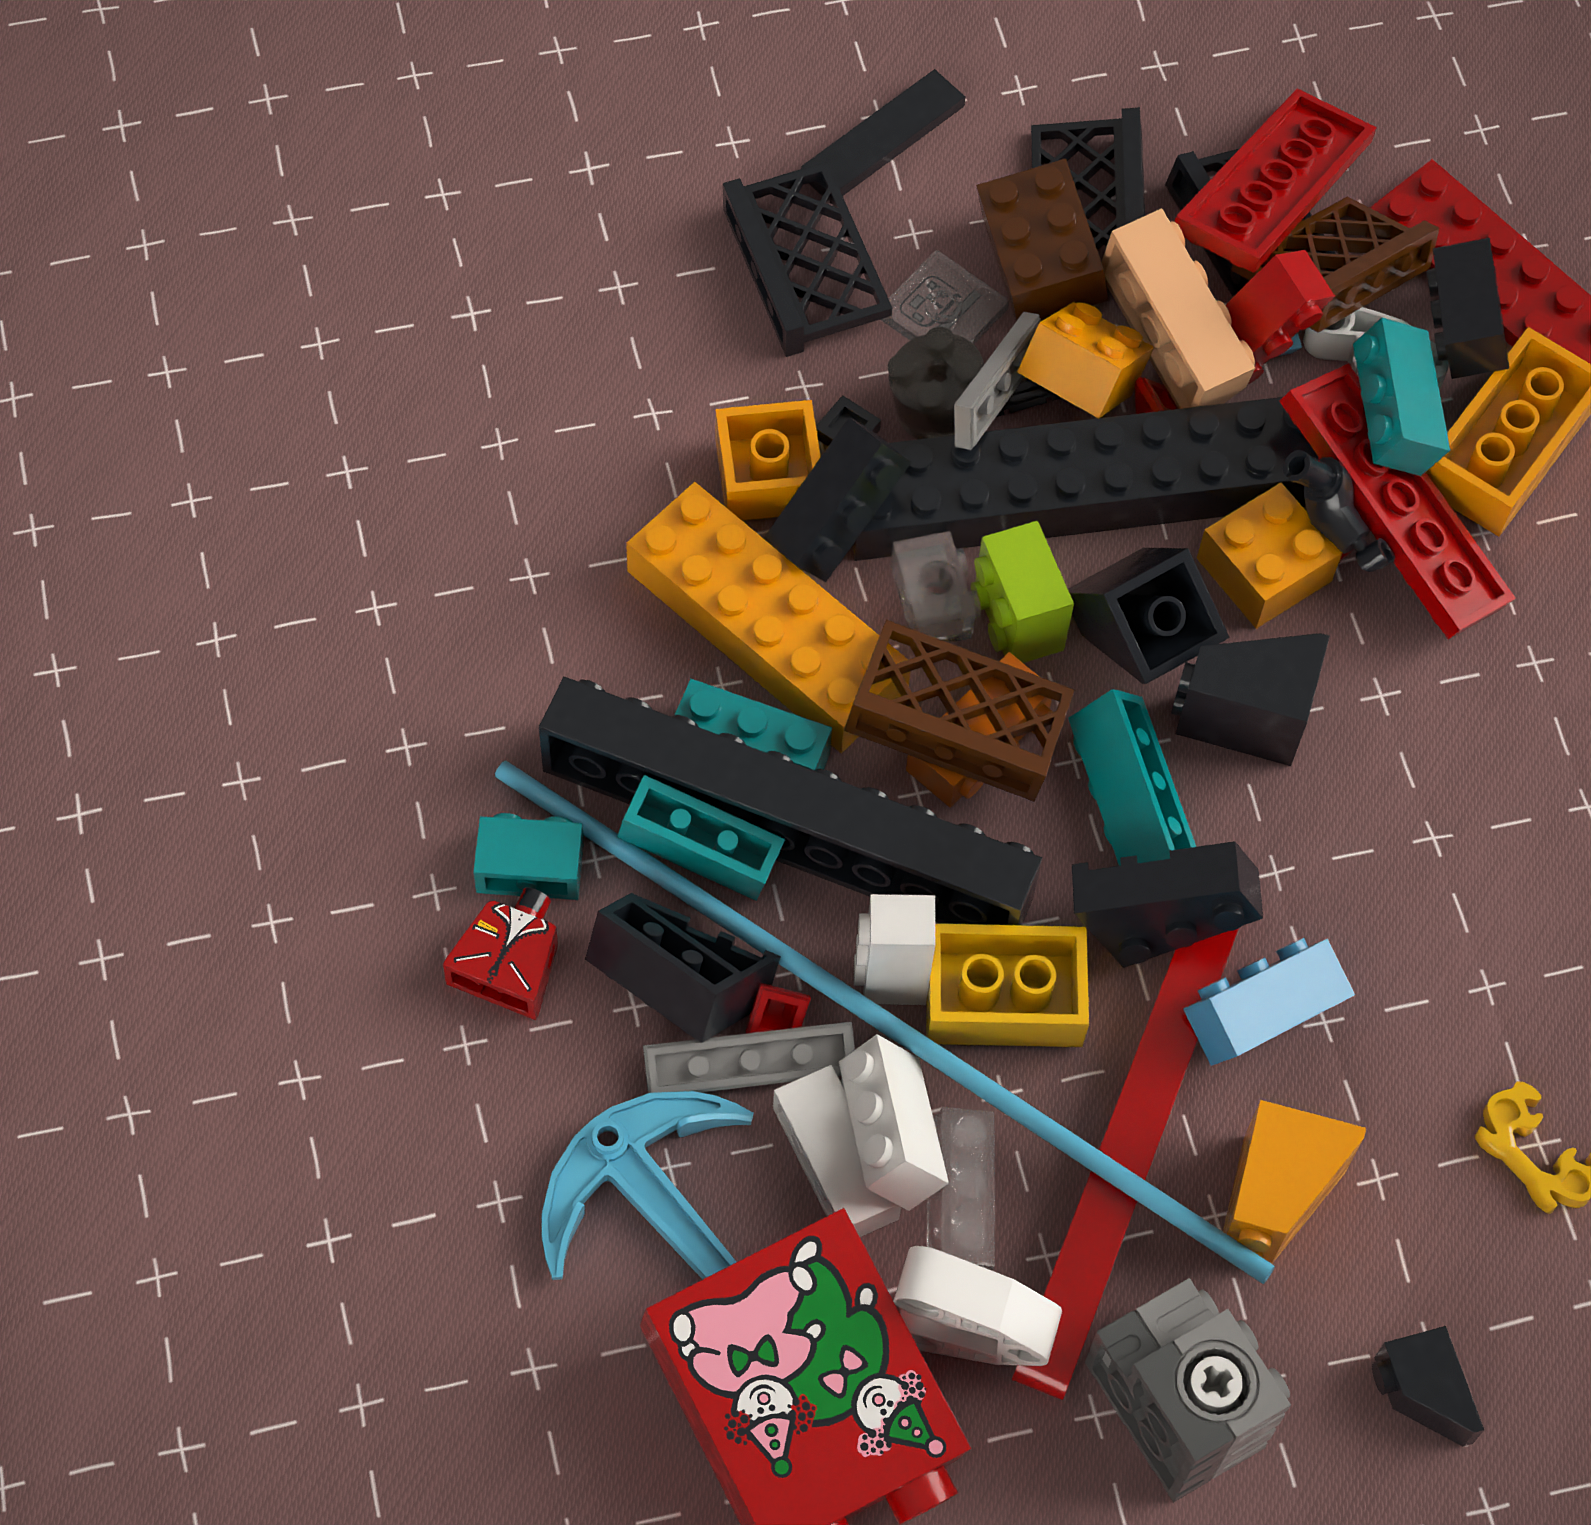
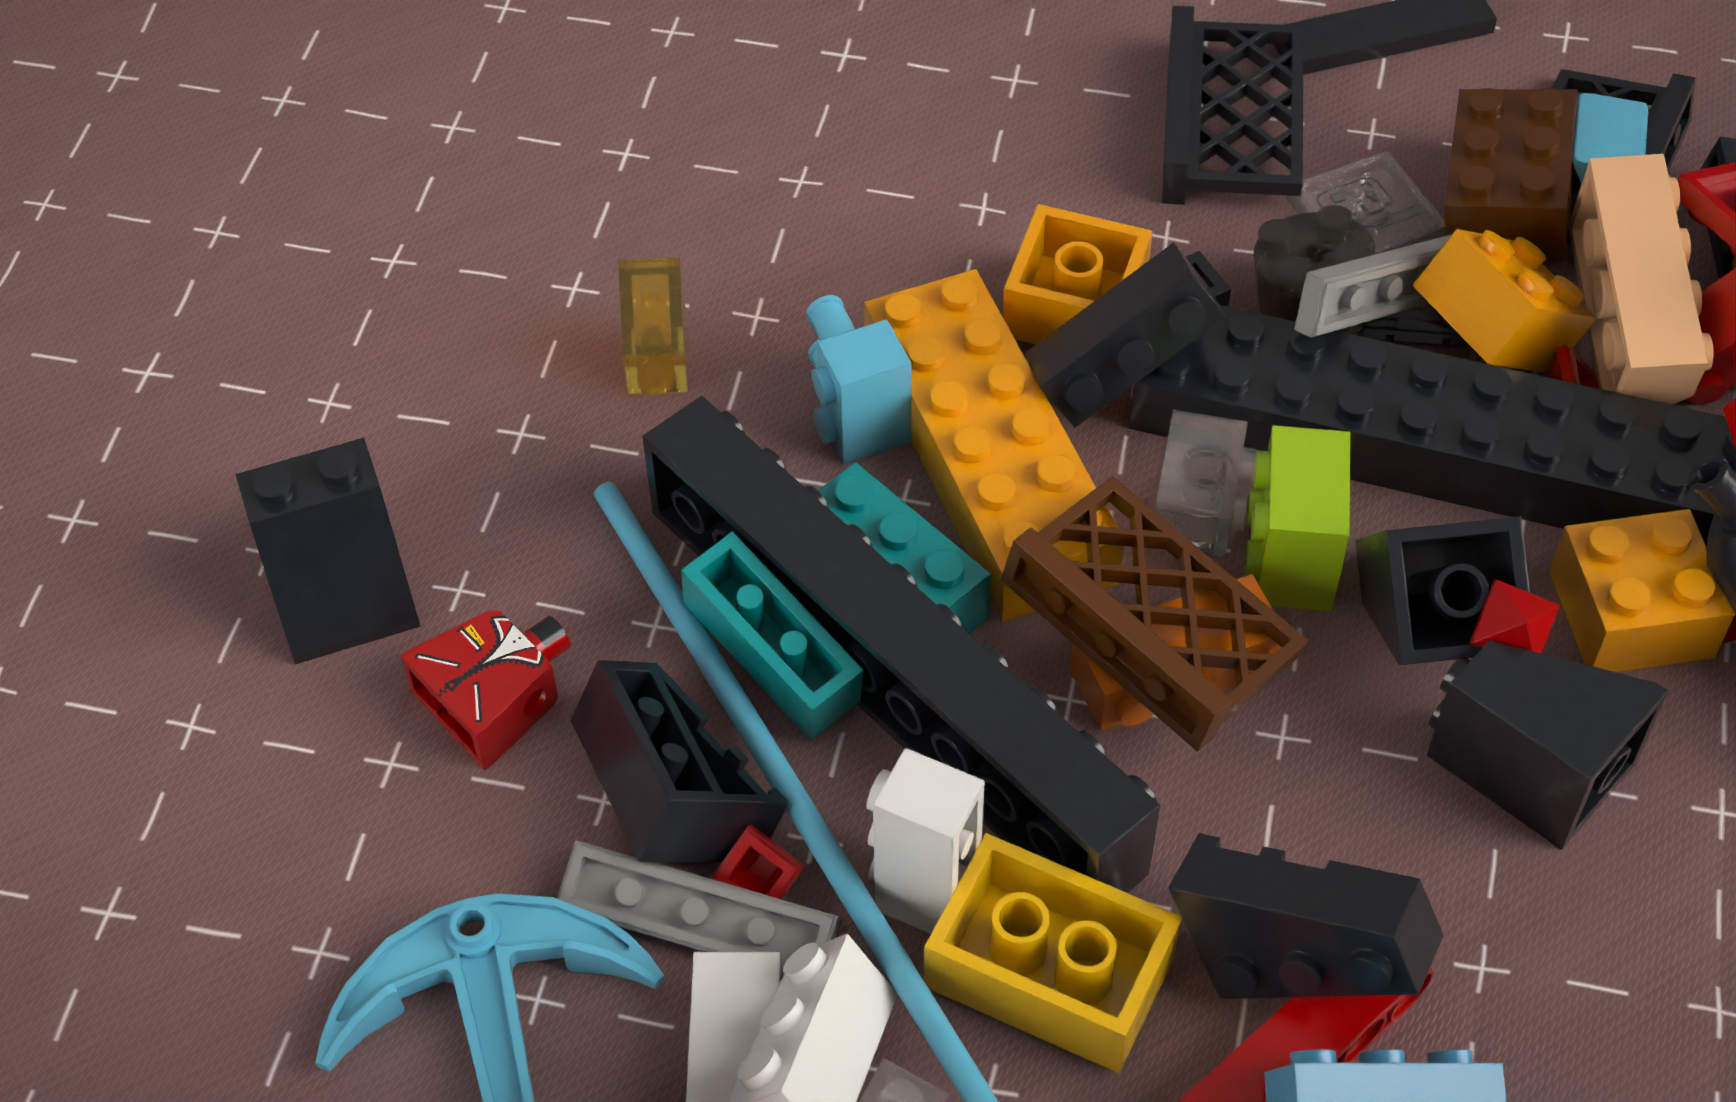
camera: 30 degrees right, 10 degrees down
(341, 907) = (328, 550): none -> black slope
(474, 624) = (653, 325): none -> clear yellow slope
(528, 854) = (578, 583): teal brick -> none
(658, 609) = (859, 381): none -> medium azure brick
(1103, 188) = (1608, 129): none -> medium azure slope
(1130, 778) = (1336, 766): teal brick -> none
(1209, 623) = (1514, 618): none -> red slope

